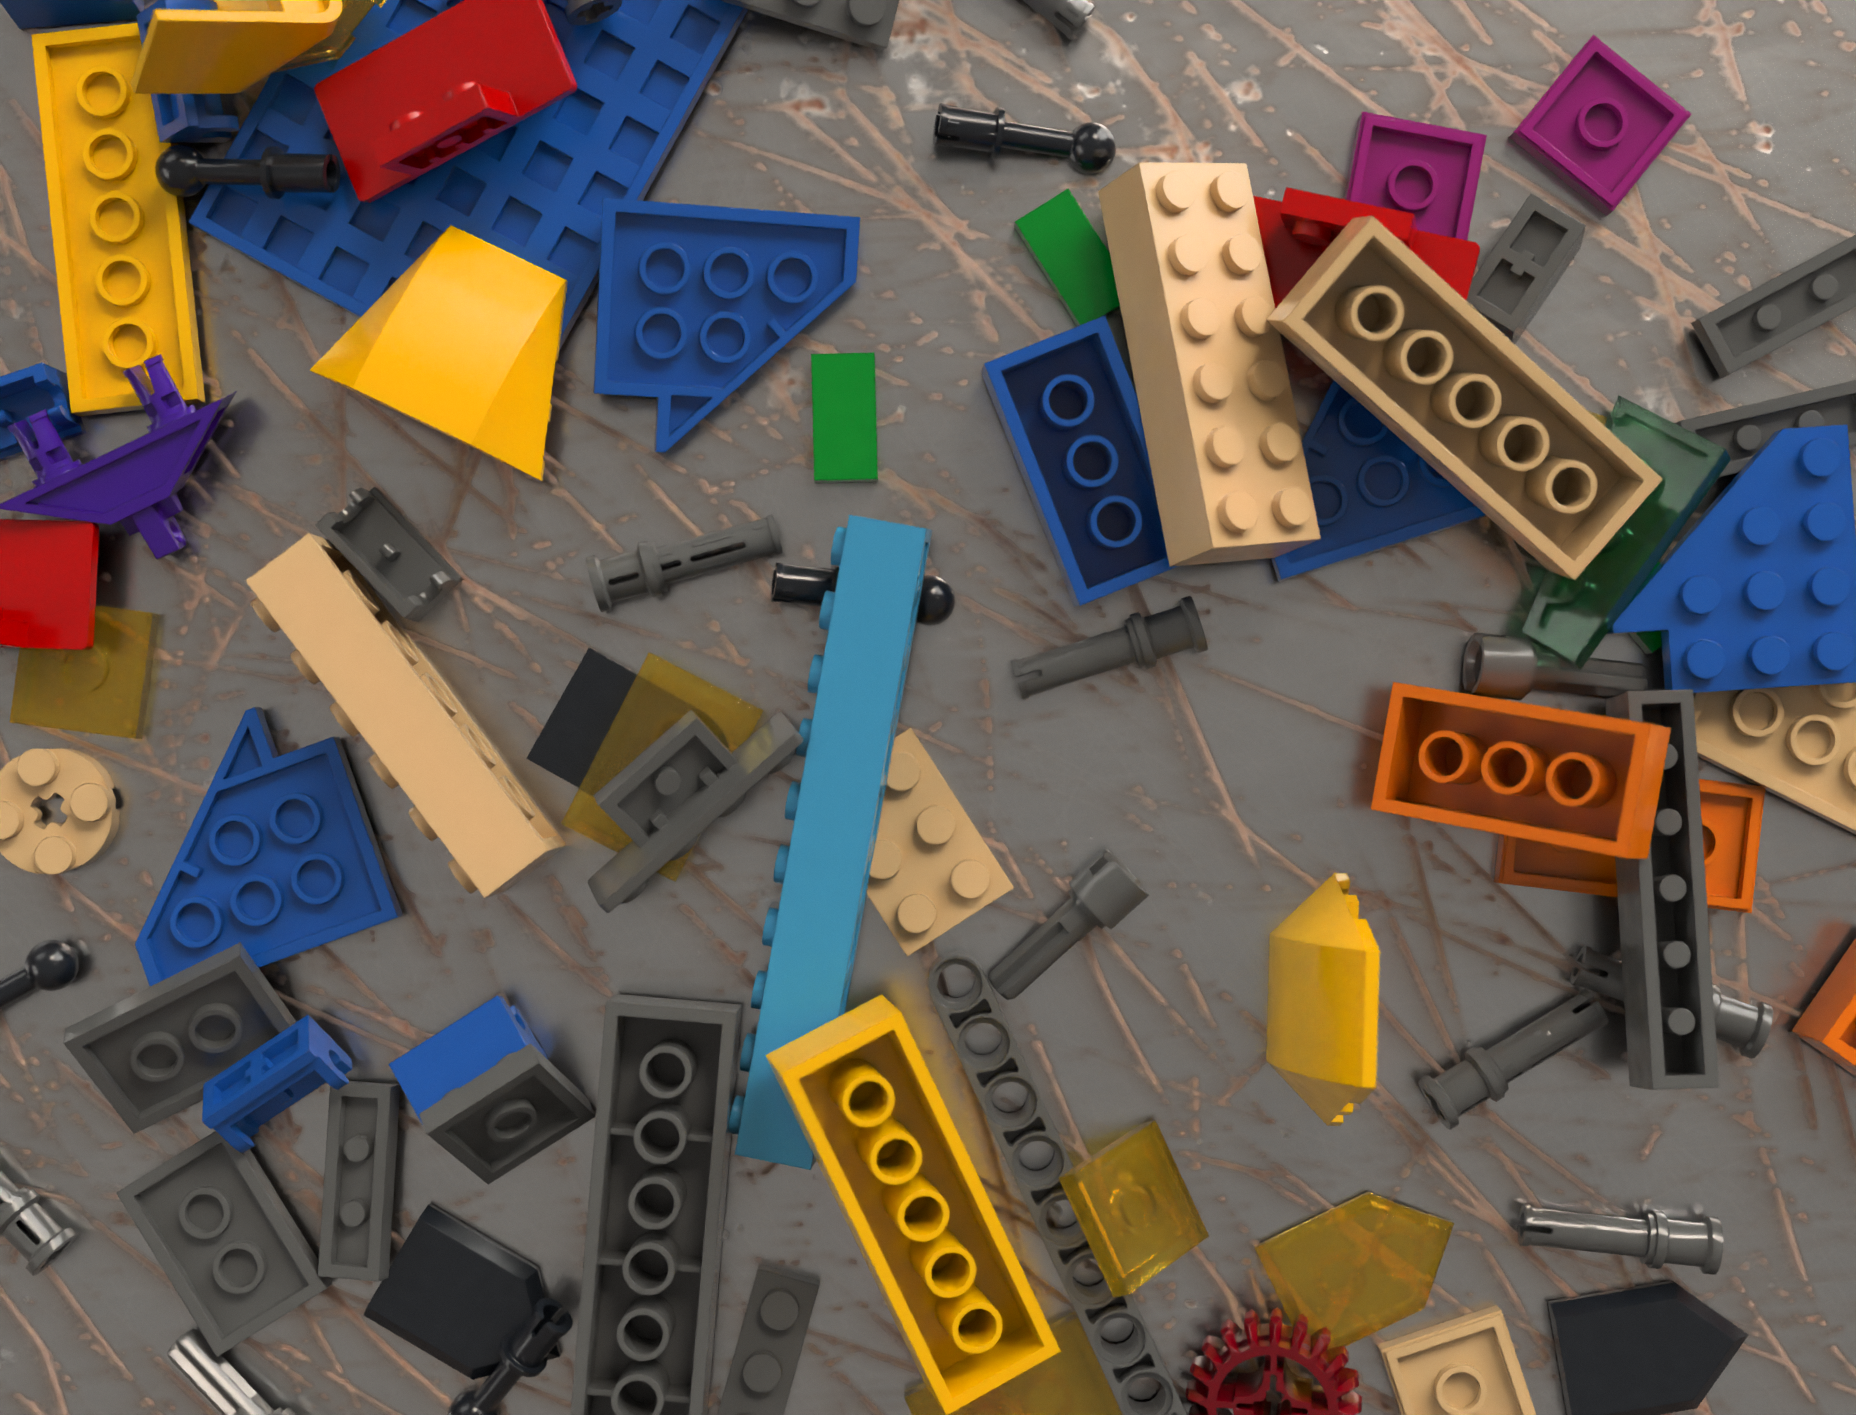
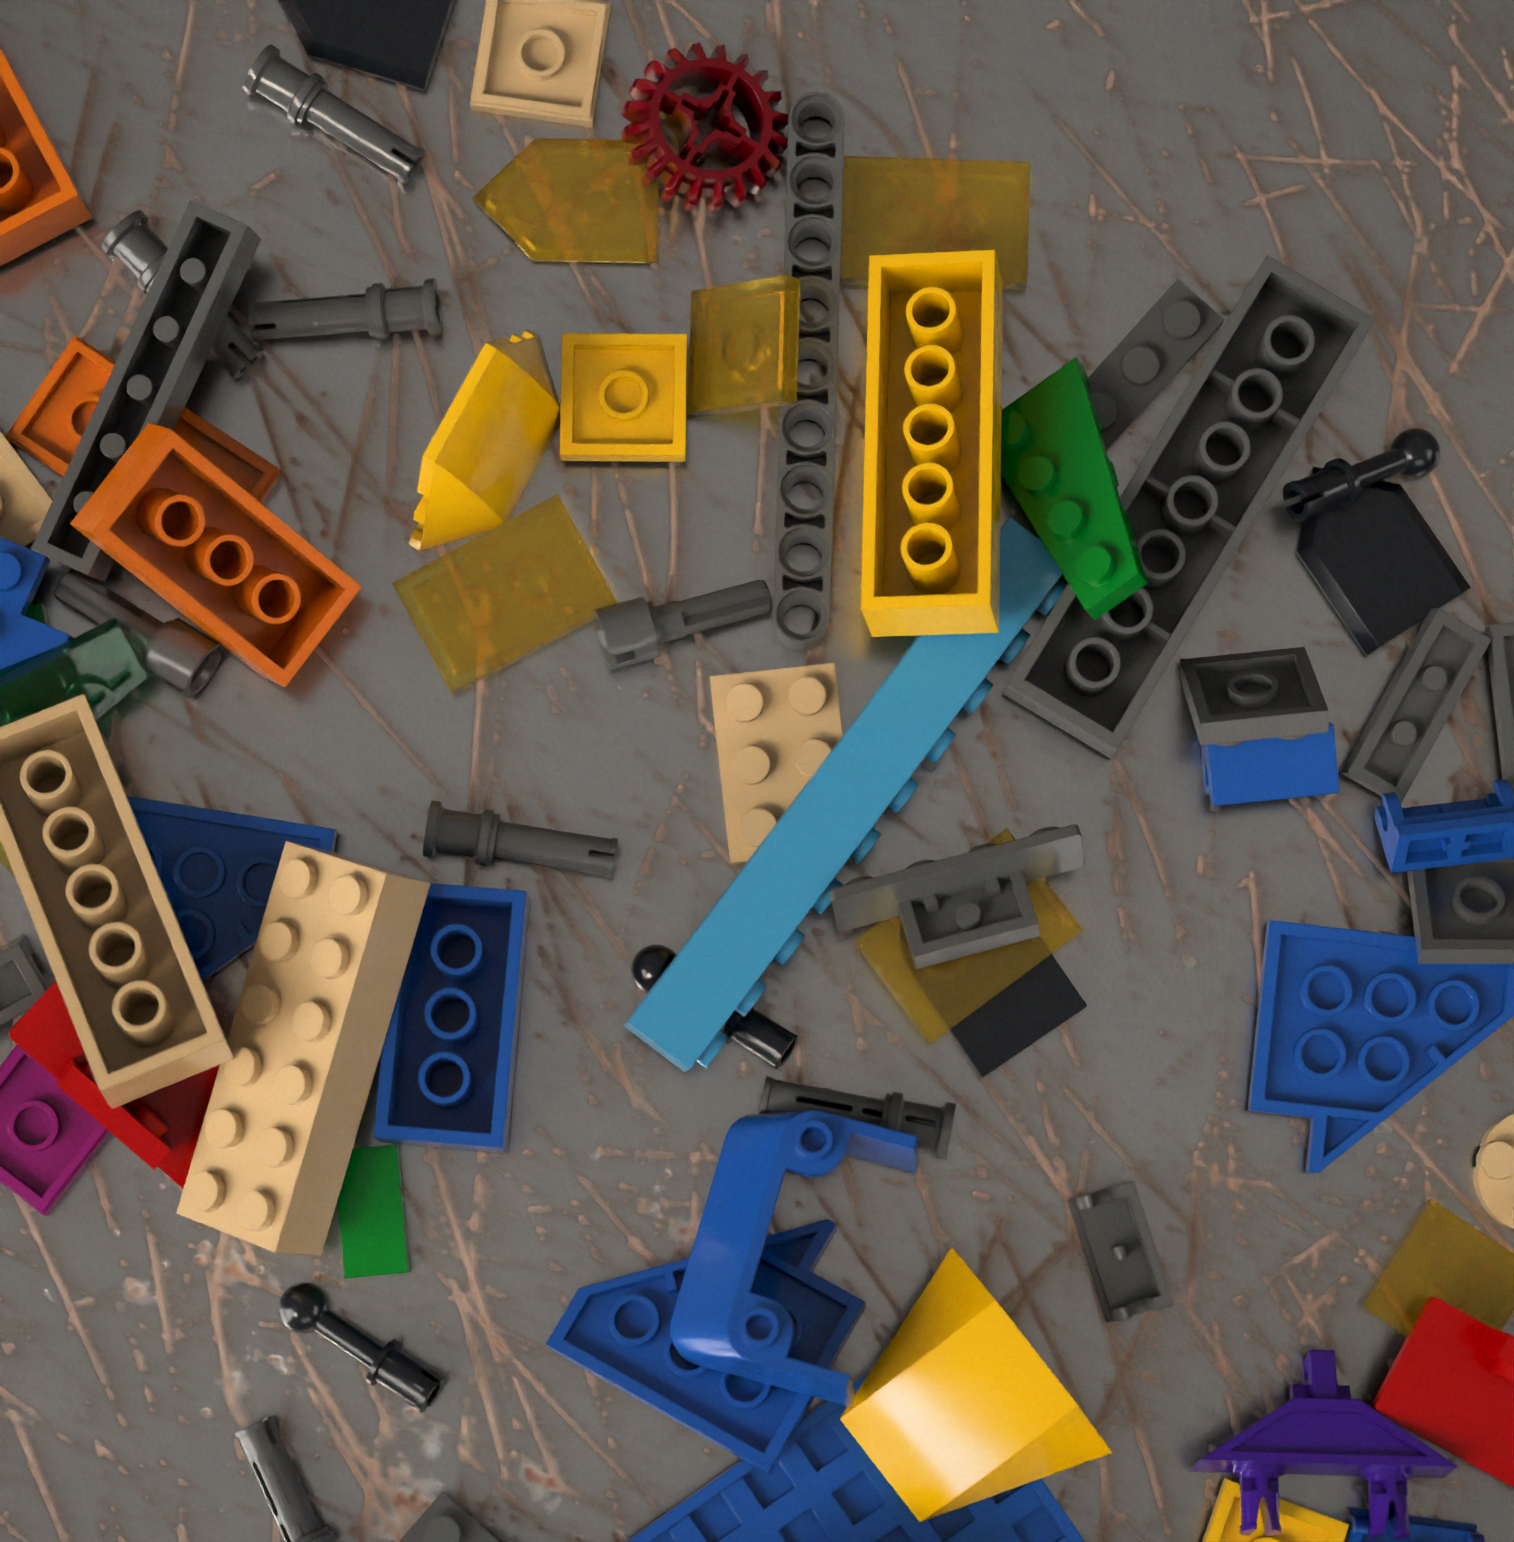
camera: 150 degrees left, 5 degrees down
(405, 716) = (1173, 1090): tan brick -> none
(753, 471) = (715, 1313): none -> blue windscreen
(767, 1222) = (1069, 488): none -> green wing
(844, 417) = (650, 1171): green tile -> none
(1221, 1105) = (623, 397): none -> yellow plate
(1237, 870) = (504, 594): none -> clear yellow tile

